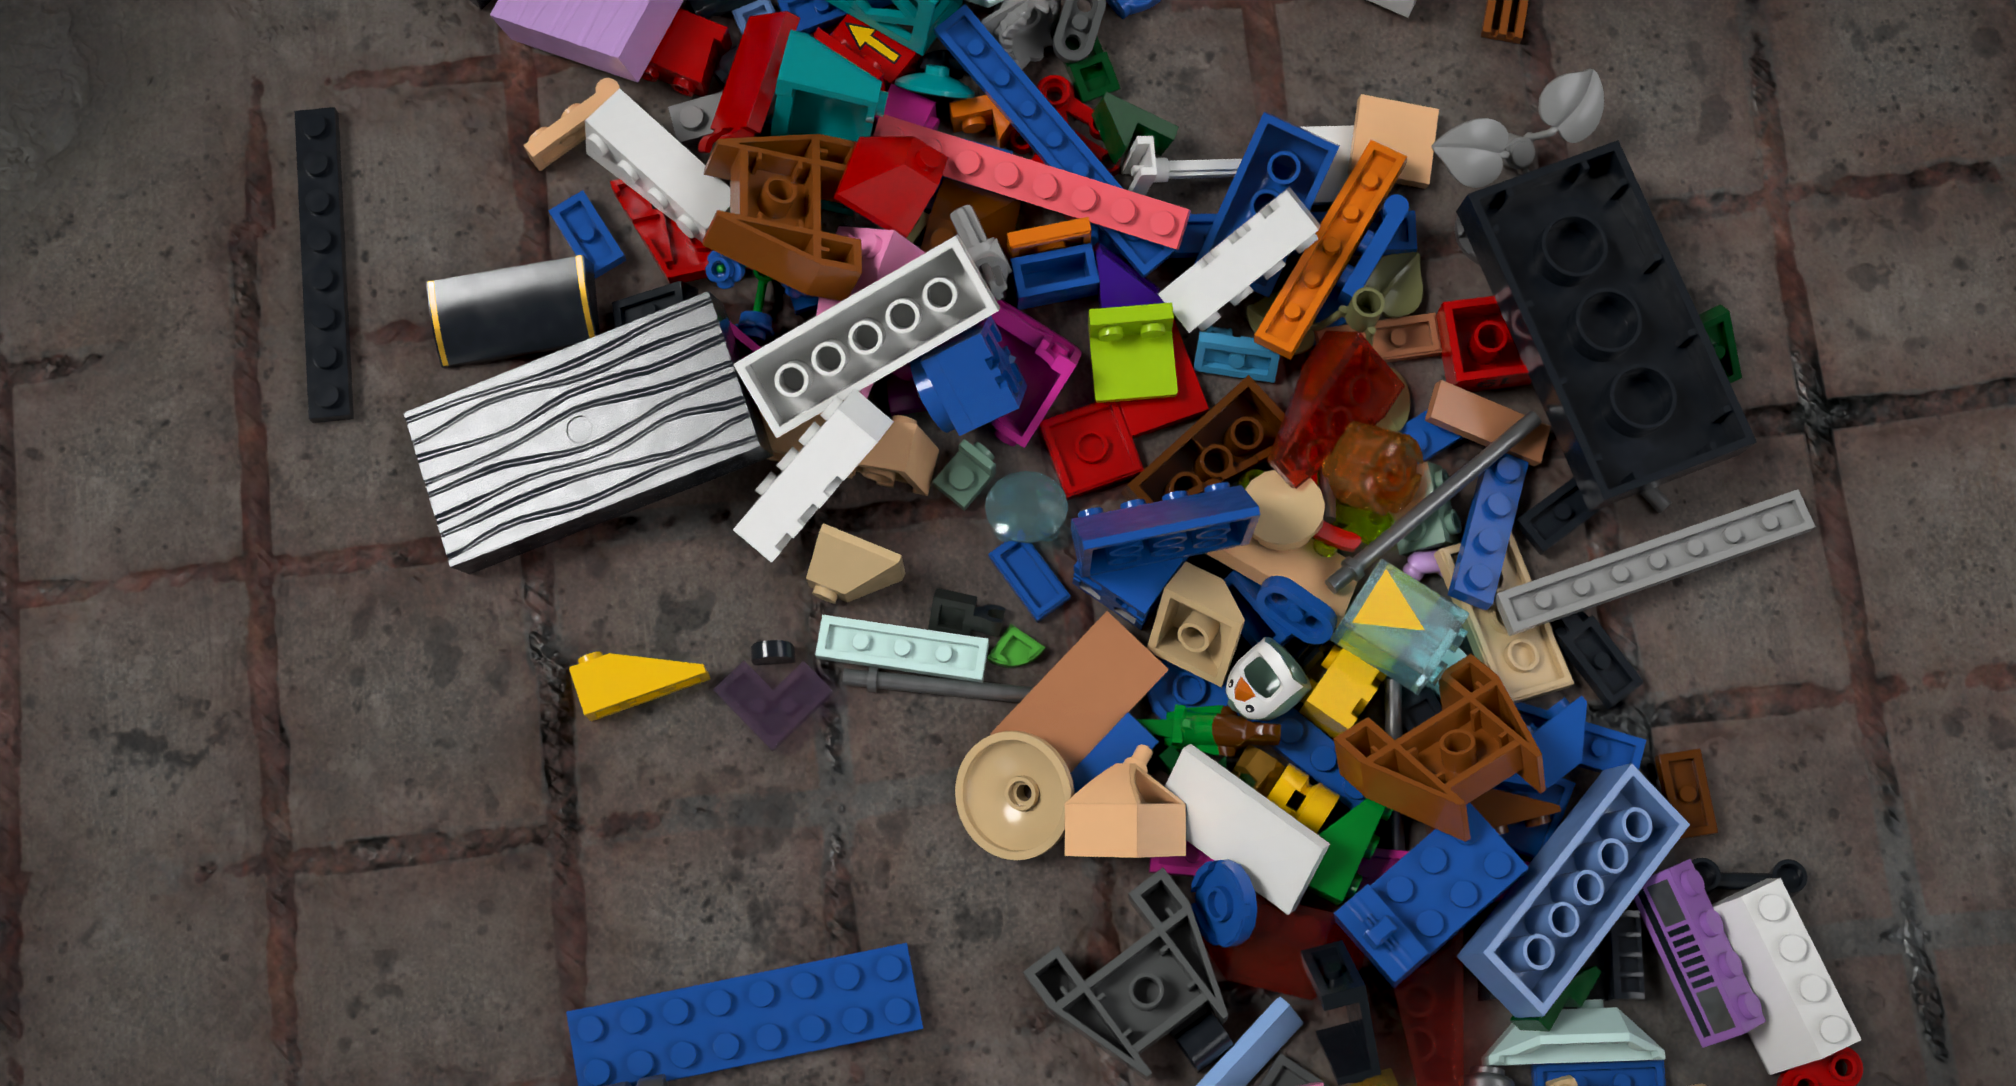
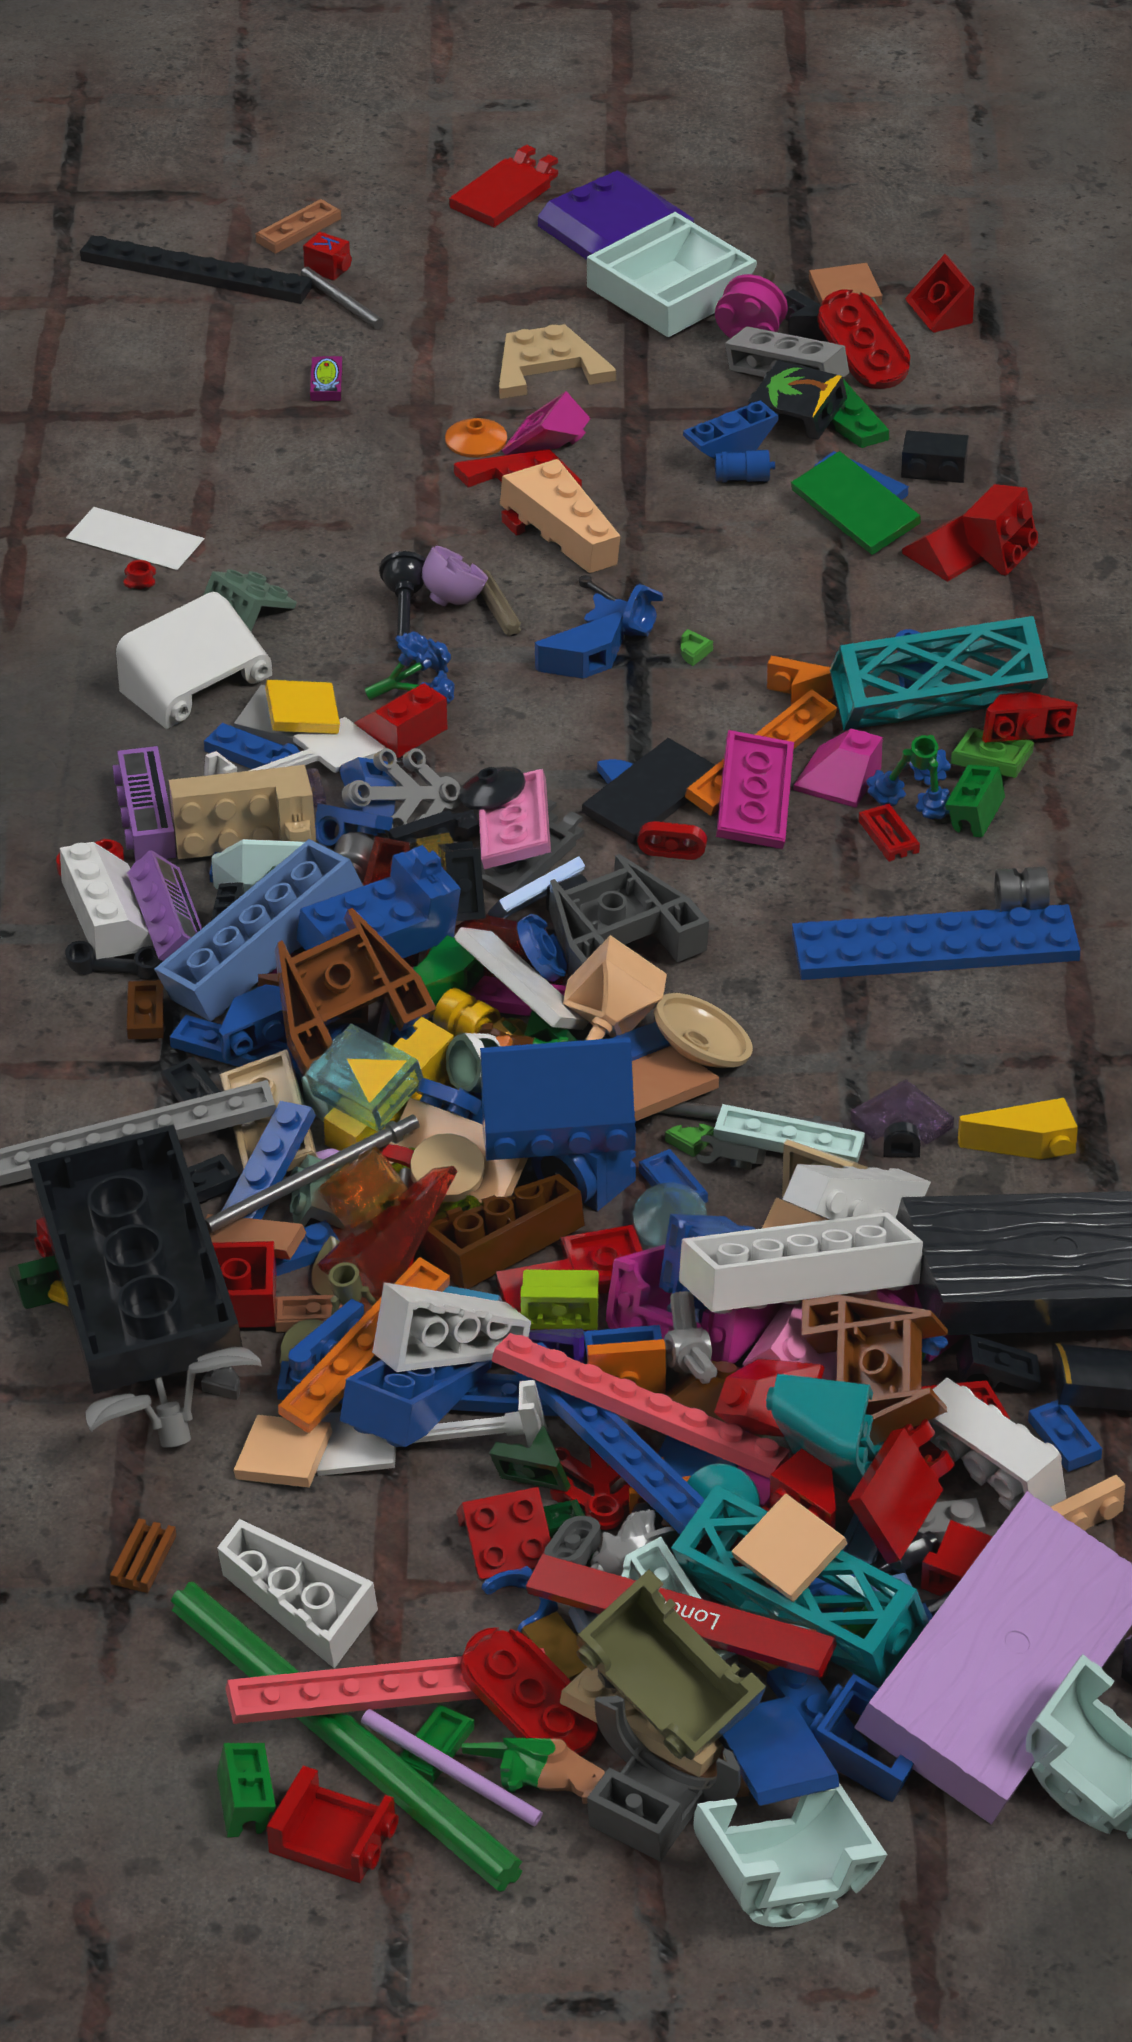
camera: 175 degrees left, 35 degrees down
(1152, 58) = (505, 1531): none -> red bracket

